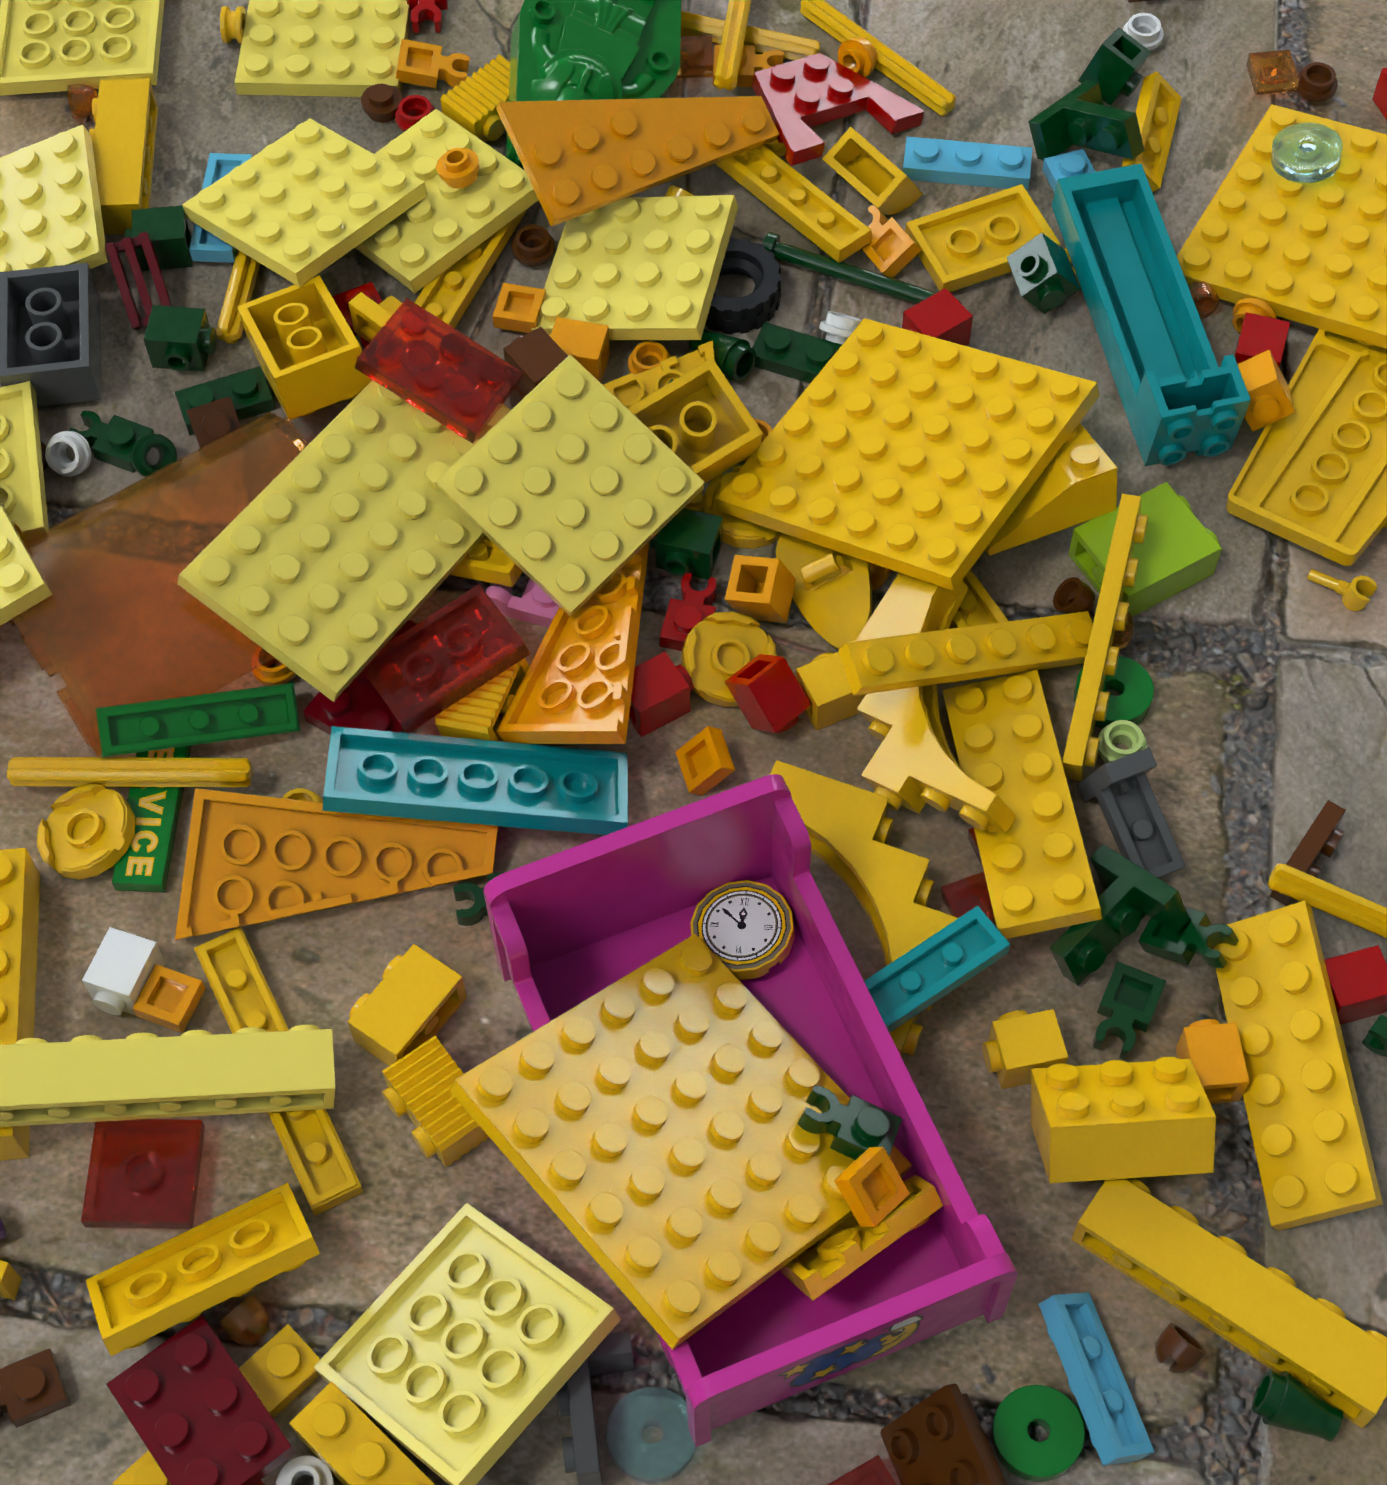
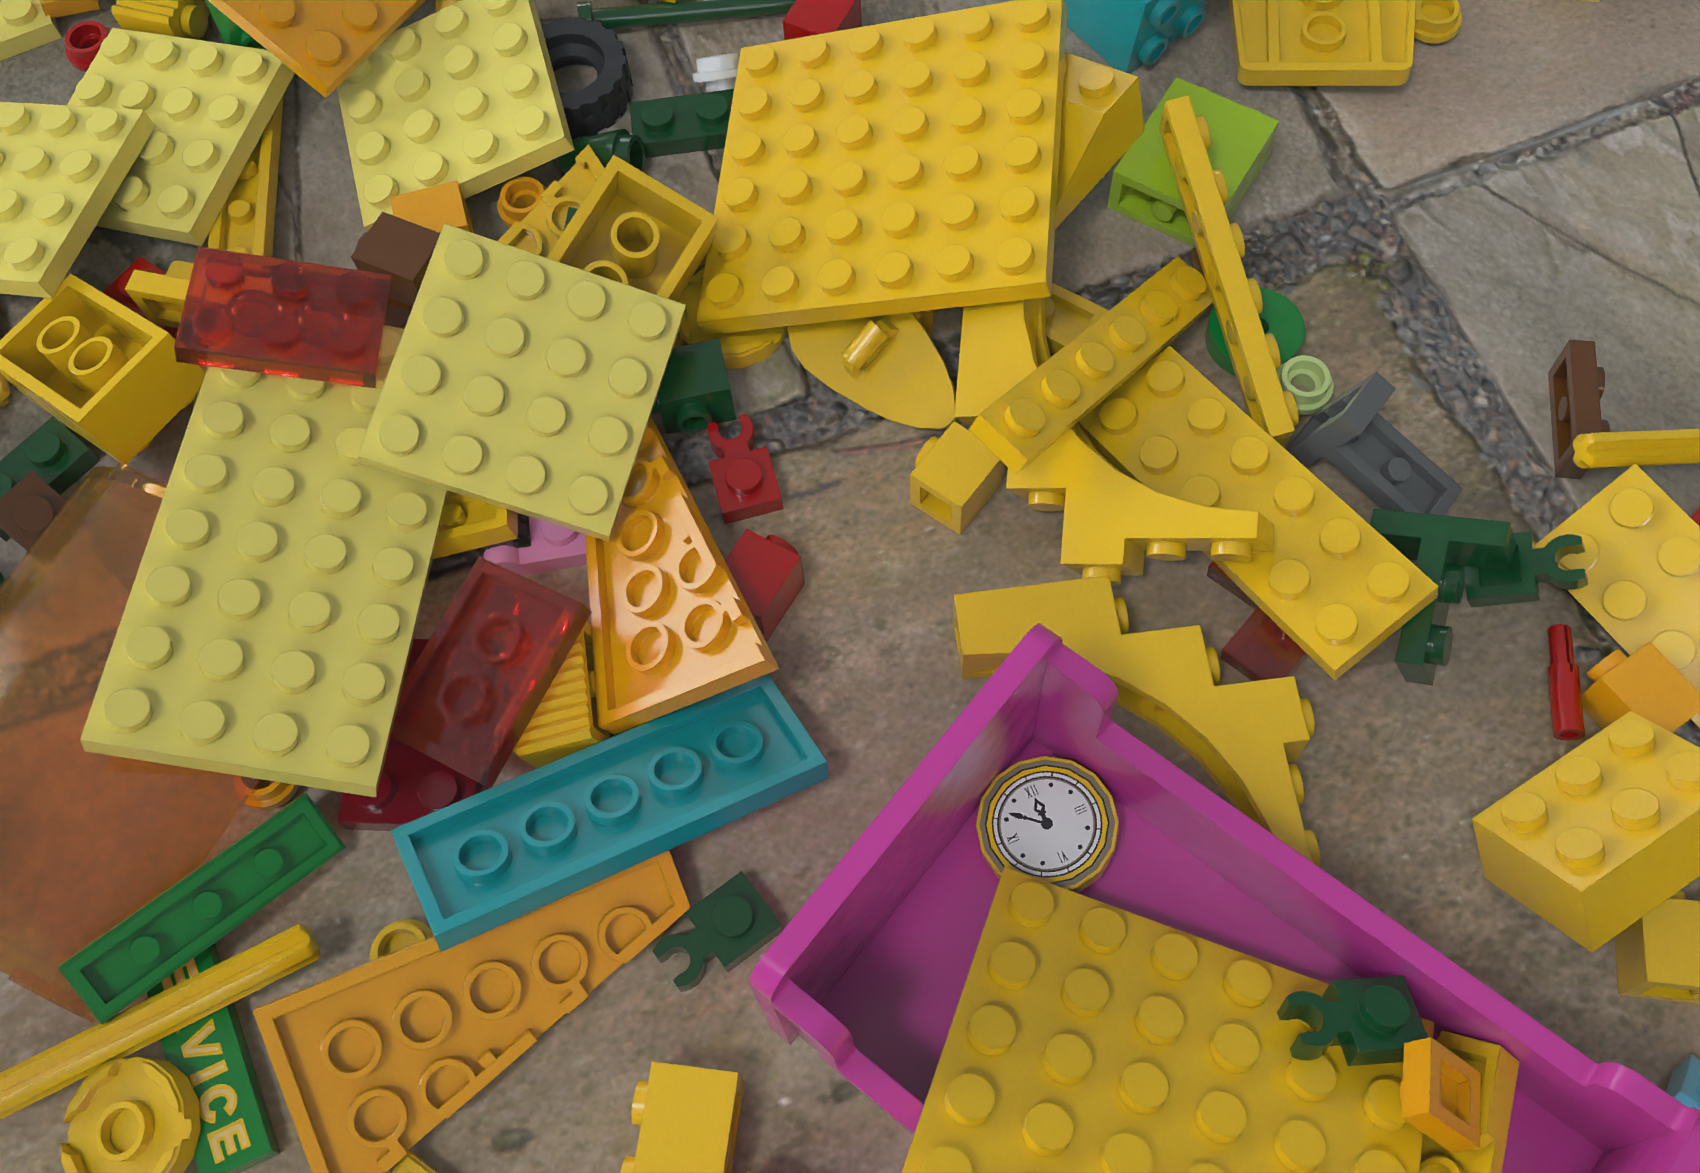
camera: 25 degrees left, 5 degrees up
(381, 102) = (42, 49): reddish brown plate -> none
(458, 167) = (176, 76): light orange plate -> none
(518, 307) = (336, 209): light orange plate -> none
(533, 245) = (313, 132): reddish brown plate -> none
(705, 760) = (864, 635): light orange plate -> none
(720, 649) = (818, 500): yellow tile -> none
(760, 588) = (810, 400): light orange brick -> none
(768, 693) = (892, 519): red brick -> none
(936, 967) = (1303, 751): teal plate -> none
(1023, 1043) = (1435, 792): yellow brick -> none
(1073, 597) = (1149, 242): reddish brown hinge -> none
(1128, 1005) = (1510, 676): dark green plate -> none
(1172, 1027) = (1564, 685): none -> red piece
(1353, 594) = (1424, 113): yellow hand -> none

